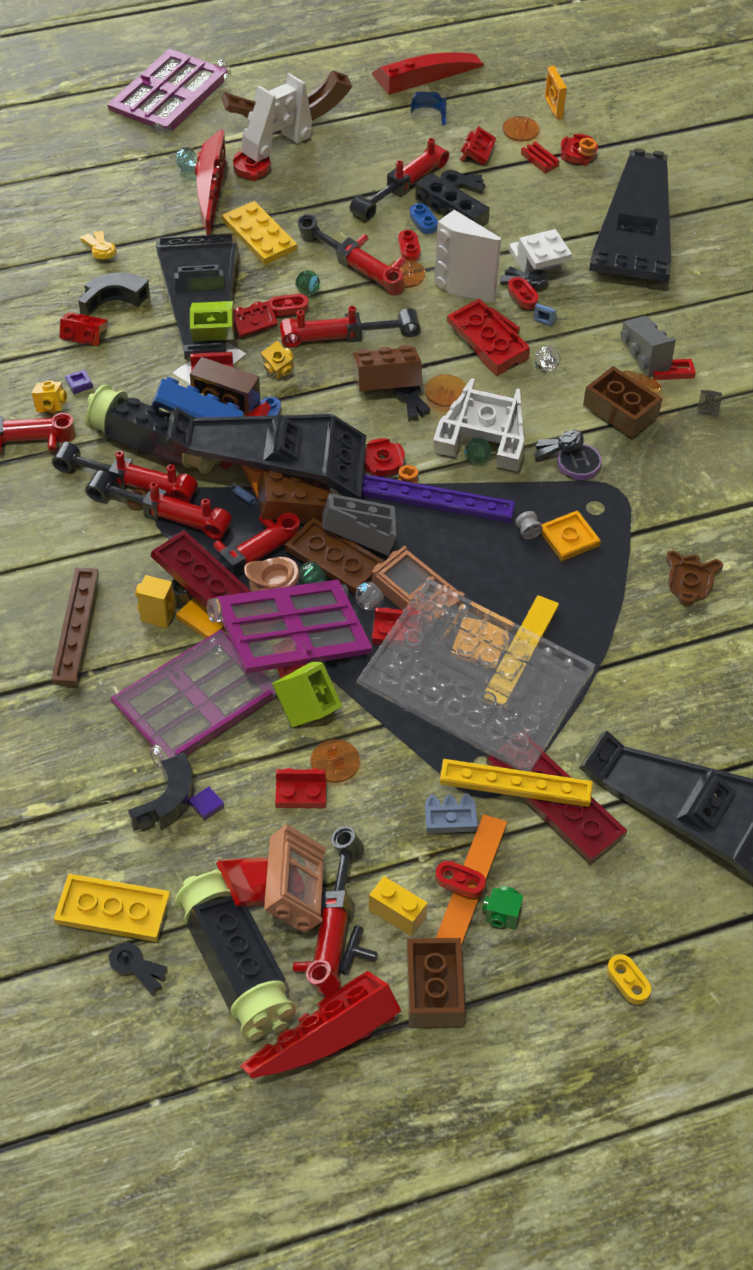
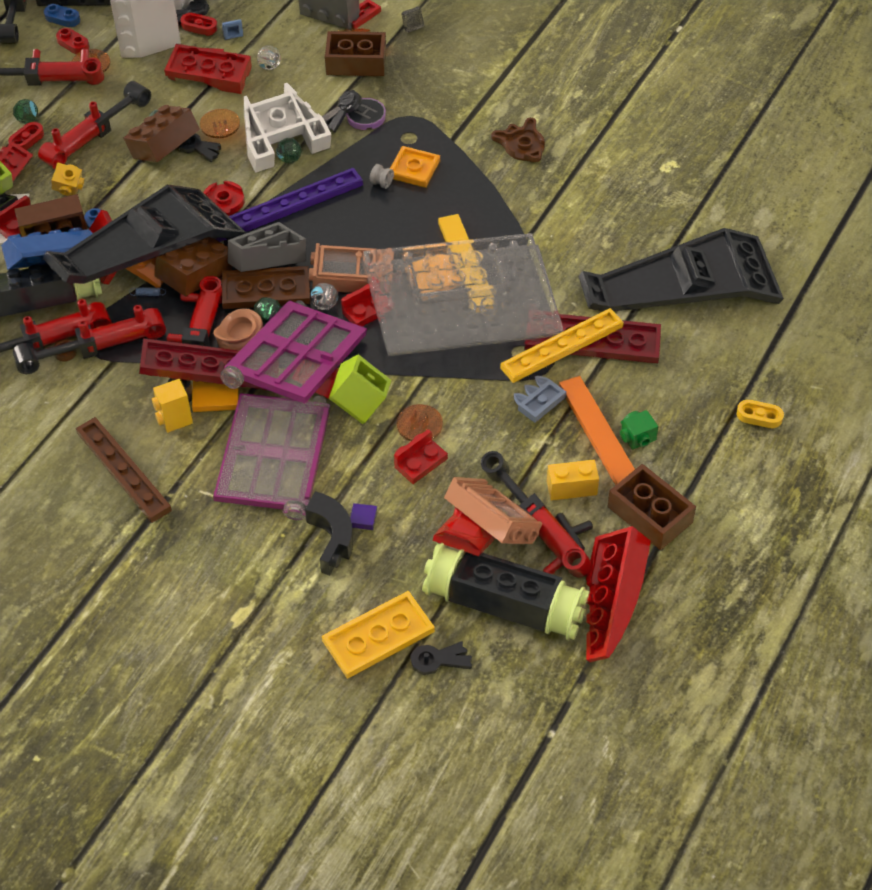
camera: 40 degrees left, 0 degrees up
(408, 474) = (255, 198): orange bush -> none
(461, 879) = (592, 432): red plate -> none

